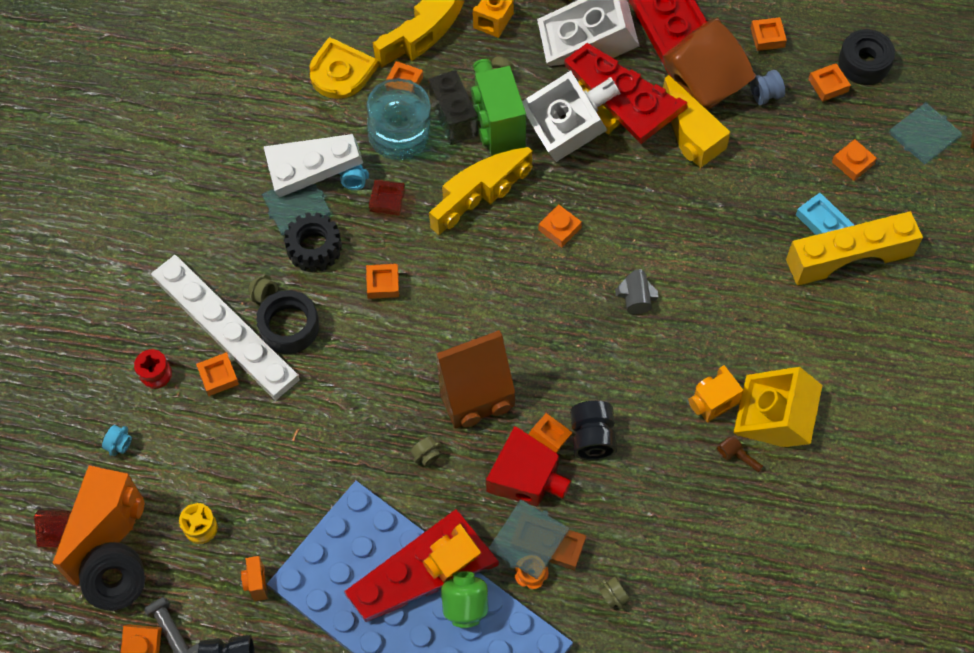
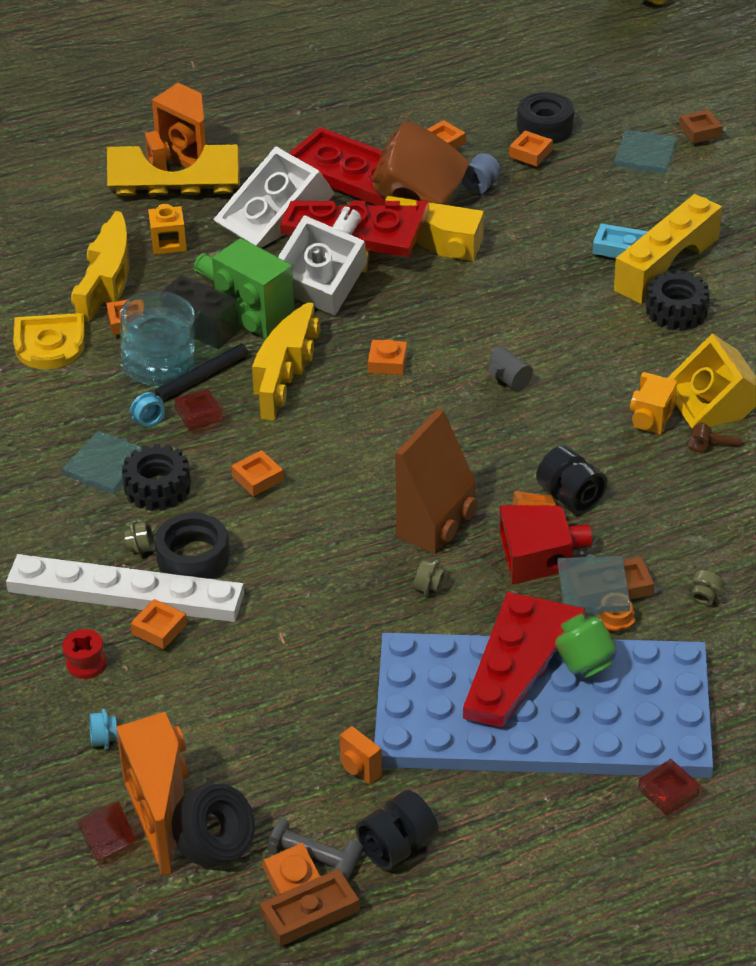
camera: 35 degrees left, 20 degrees down
(195, 516) = (256, 736): yellow wheel -> none
(310, 161) = (93, 415): white wing -> none
(419, 161) = (201, 372): none -> black piece
(451, 554) = (544, 611): light orange brick -> none
(829, 289) = (677, 300): none -> black tyre
(854, 160) = (604, 193): orange plate -> none

